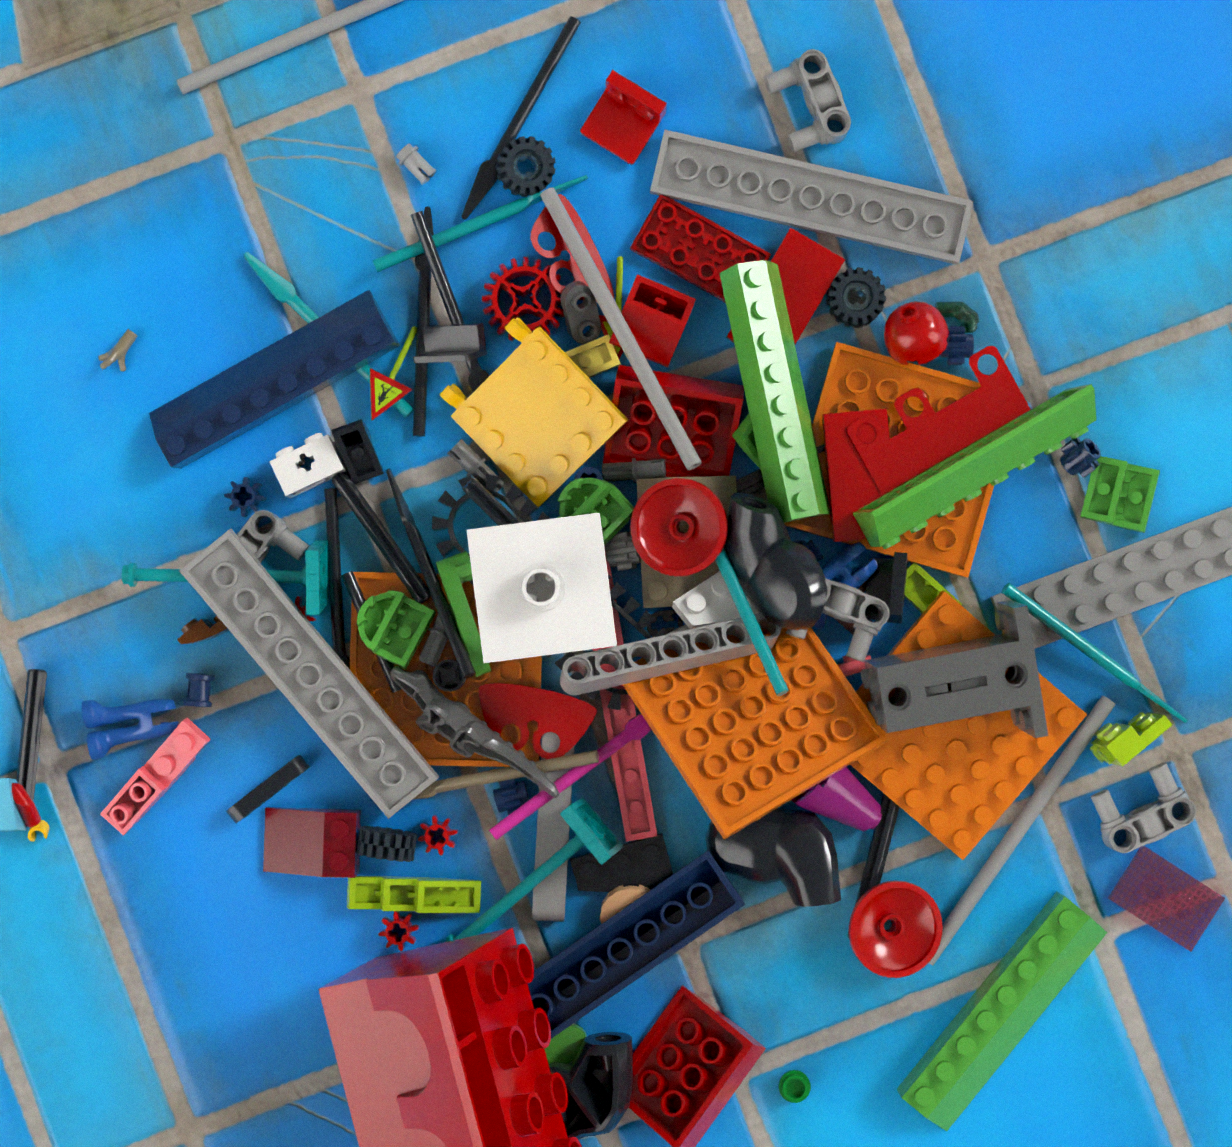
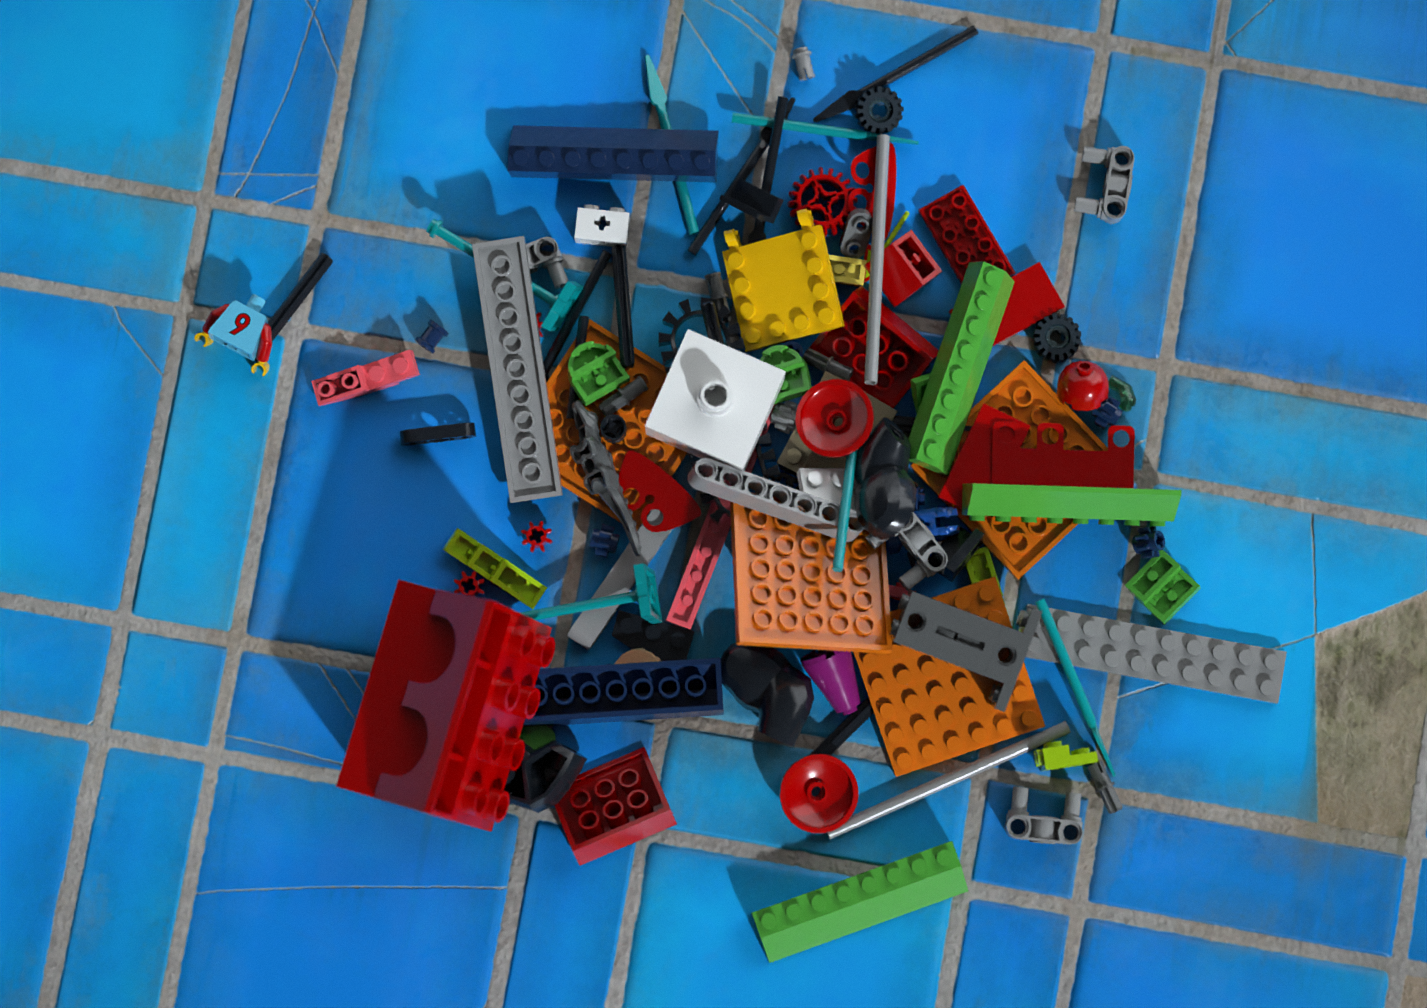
camera: 30 degrees right, 5 degrees down
(102, 741) = (351, 313): blue piece -> none
(119, 351) = (518, 71): dark tan bar -> none
(201, 630) = (458, 297): reddish brown slope -> none
(240, 490) = (544, 215): dark blue gear -> none
(312, 841) = (446, 489): dark red slope -> none
(357, 451) = (643, 237): black slope -> none
(384, 389) = (687, 206): piece -> none
(386, 843) = (498, 519): black bush -> none
(432, 581) = (640, 357): black piece -> none
(453, 573) = (659, 357): bright green beam -> none
(507, 773) = (610, 521): dark tan piece -> none
(624, 118) = (967, 118): red bracket -> none
(634, 730) = (720, 545): dark pink piece -> none
(794, 1086) = (680, 865): green plate -> none
(811, 197) = (1067, 249): light grey plate -> none
(1166, 898) = (1025, 892): clear pink tile -> none
(1187, 741) = (1105, 787): none -> dark grey axle

